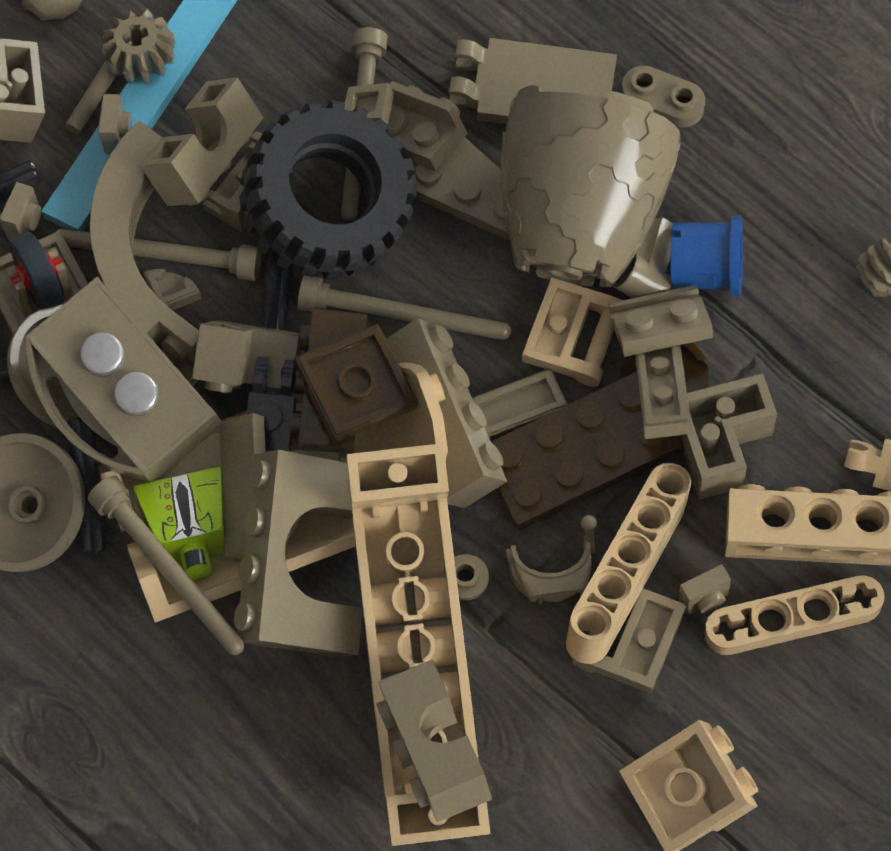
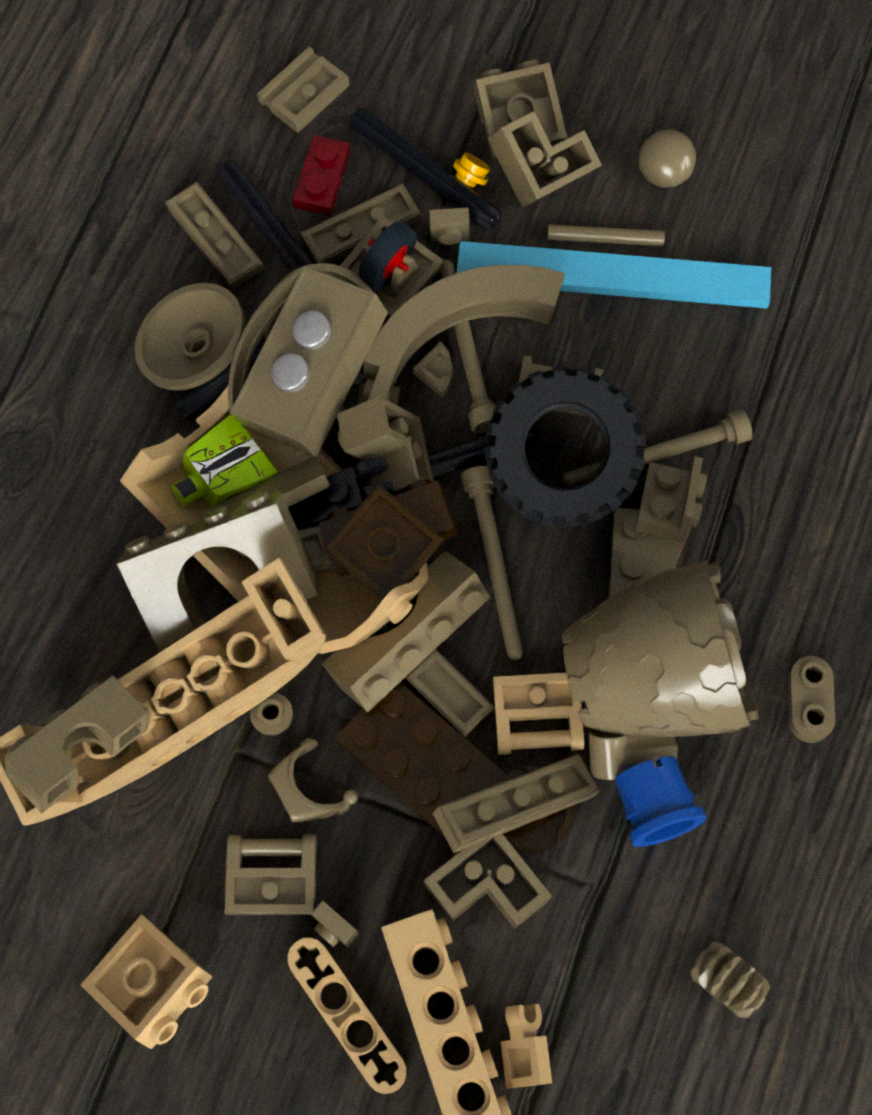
camera: 65 degrees right, 5 degrees up
(112, 499) = (206, 400): dark tan piece -> none
(113, 122) = (557, 254): dark tan plate -> none
(138, 46) = (638, 244): dark tan gear -> none
(188, 164) = (599, 341): dark tan arch -> none
(374, 98) = (668, 449): dark tan plate -> none
(516, 64) = (768, 585): dark tan tile -> none
(625, 579) = (346, 838): tan beam -> none
(660, 320) = (569, 783): dark tan plate -> none

